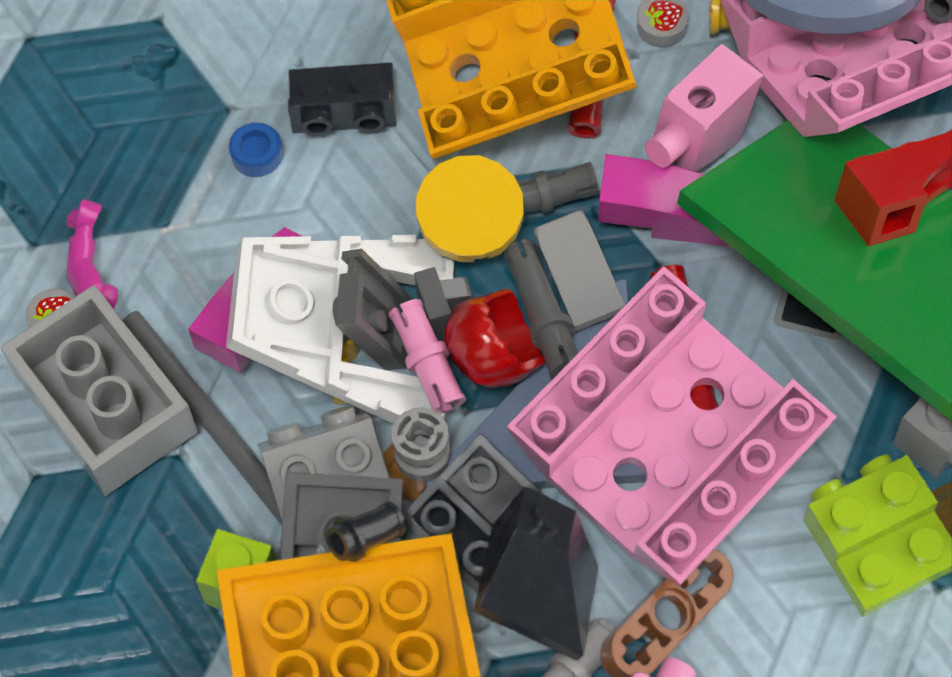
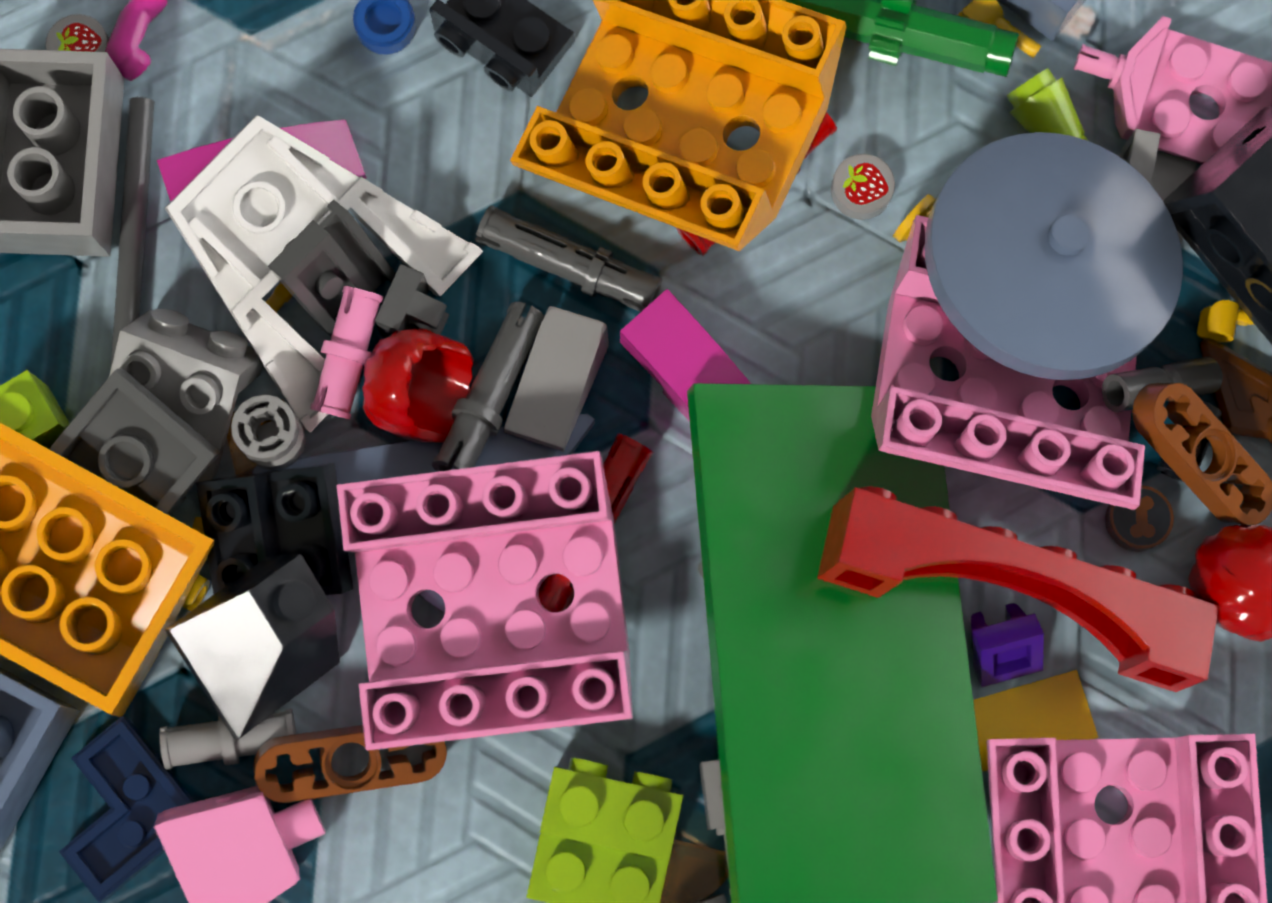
camera: 35 degrees right, 15 degrees up
(354, 536) = (132, 481): black pin -> none
(469, 208) = (506, 239): yellow tile -> none
(694, 130) = (791, 321): bright pink torso -> none

